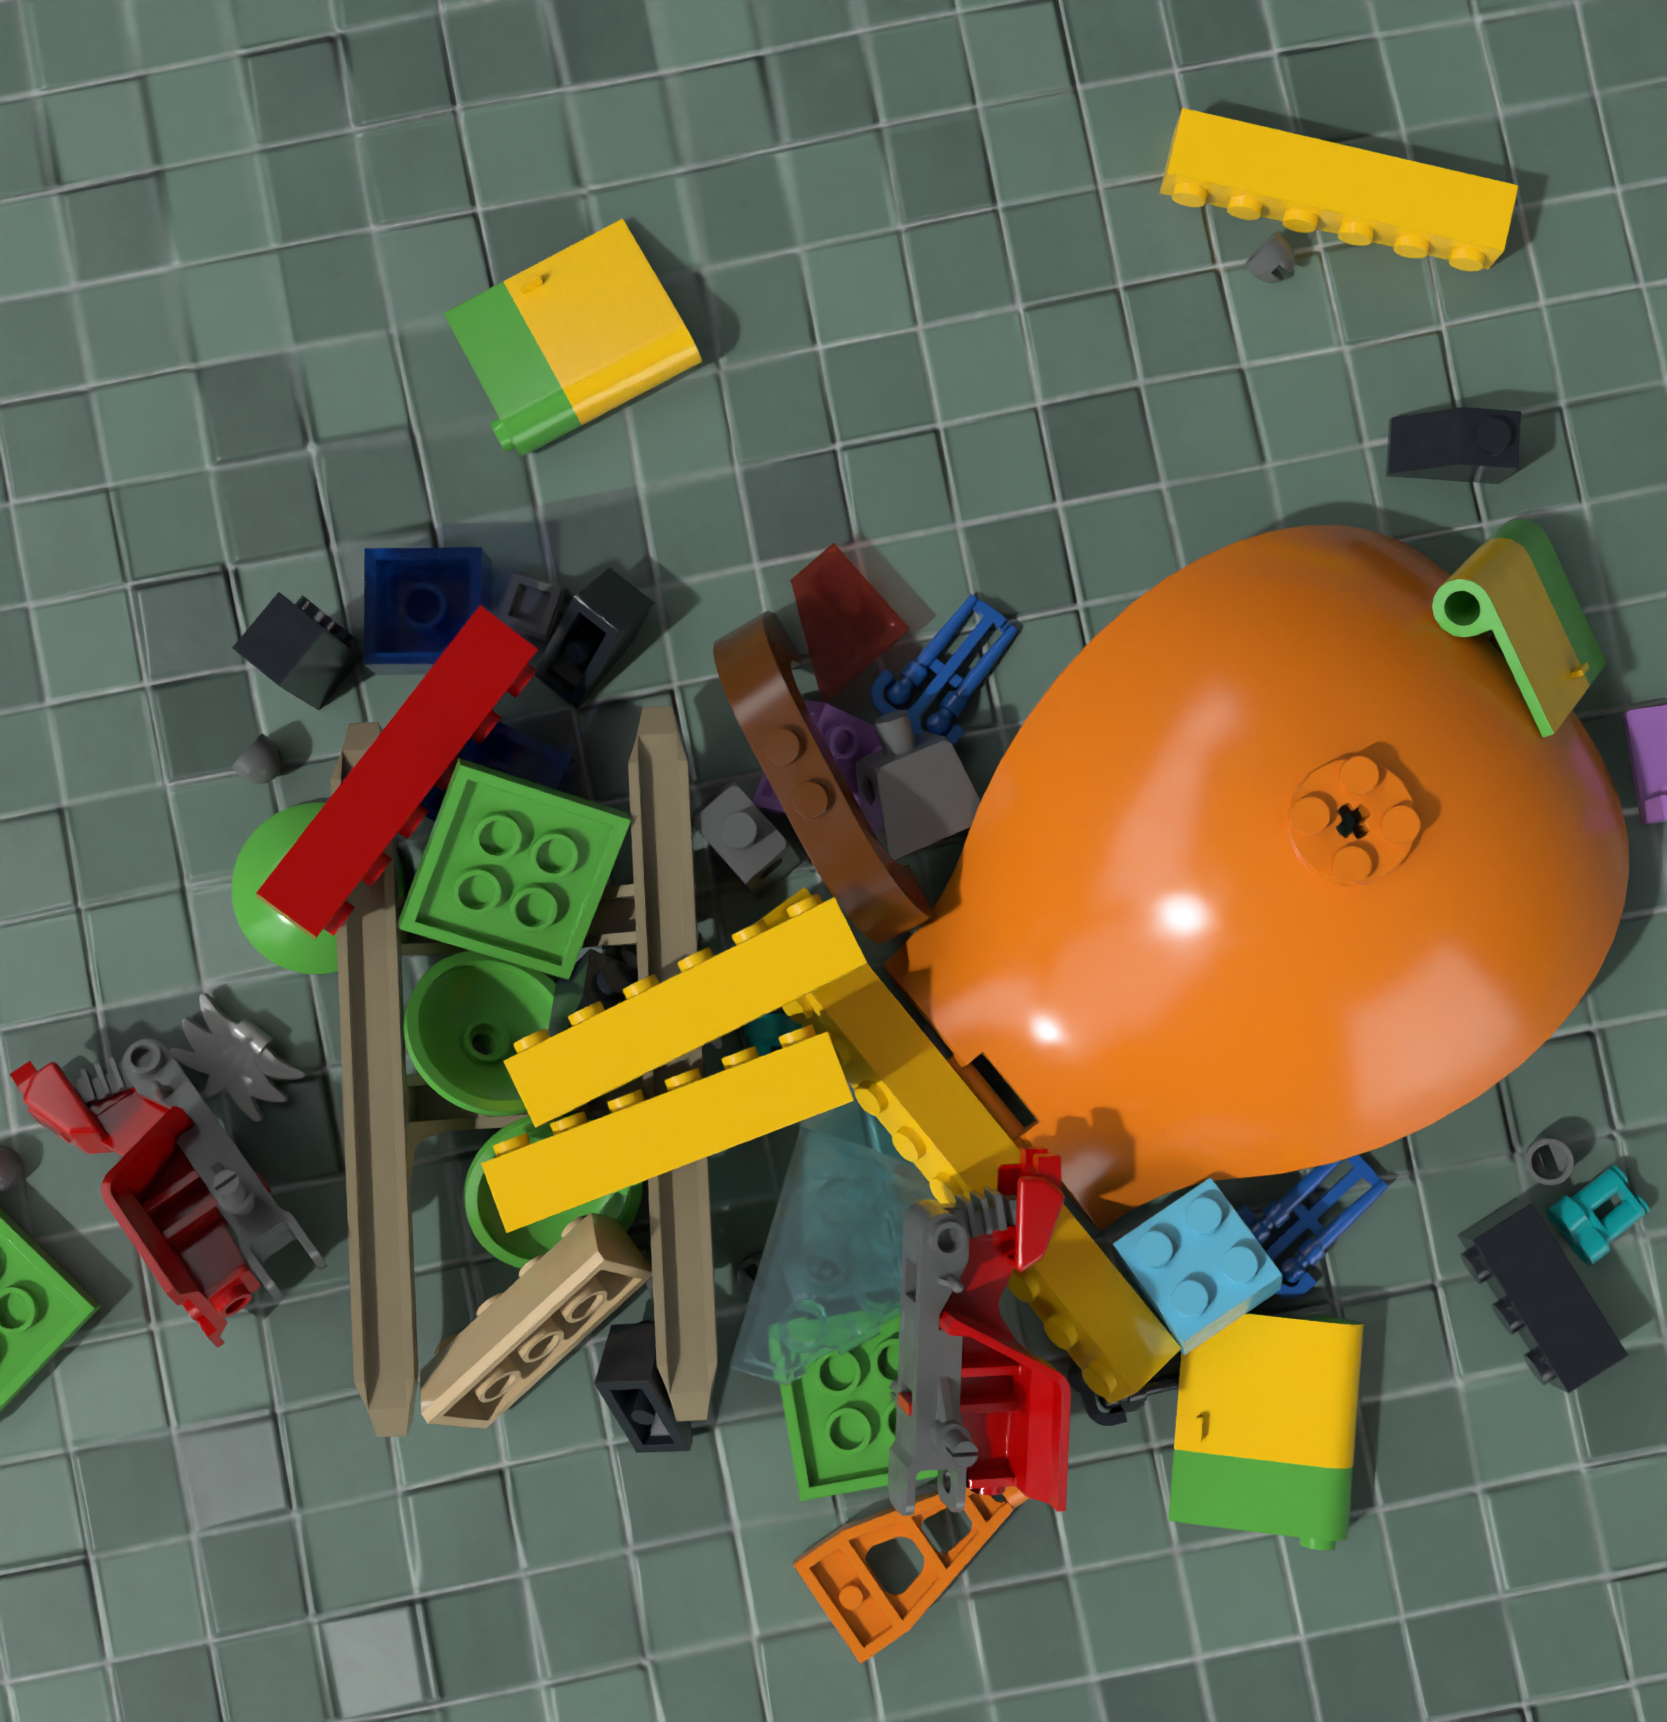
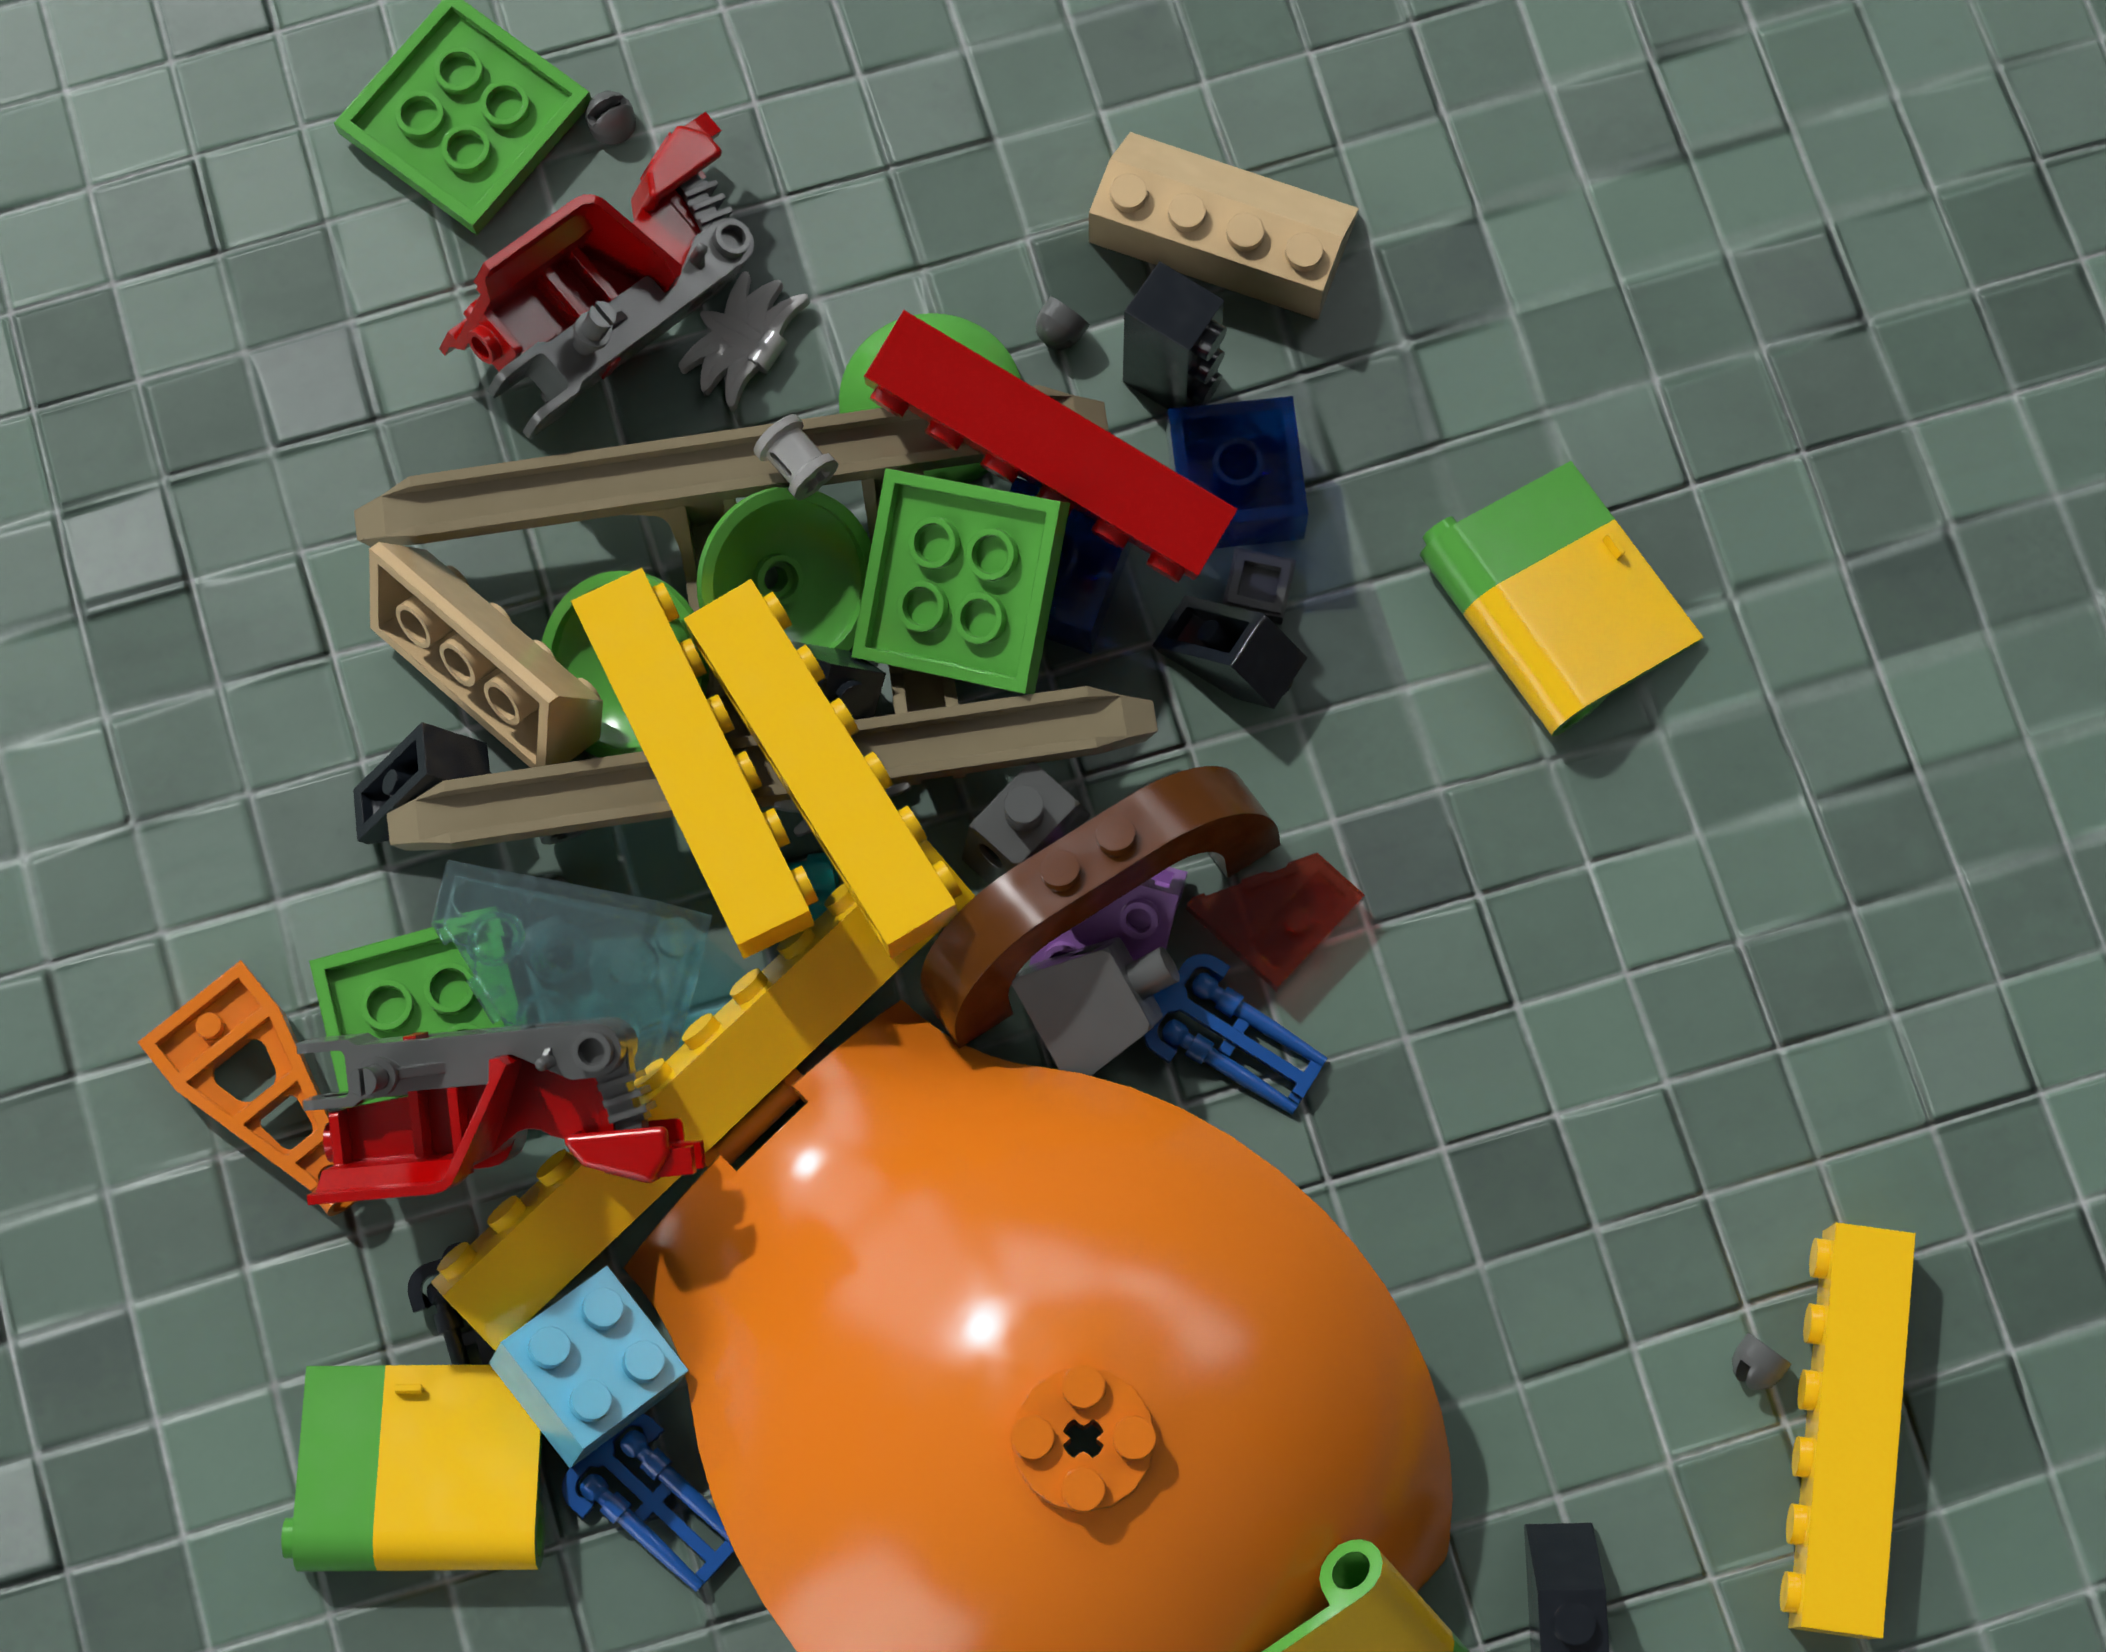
camera: 85 degrees right, 10 degrees down
(176, 599) = (1221, 224): none -> tan slope
(380, 1011) = (795, 456): none -> light grey bush

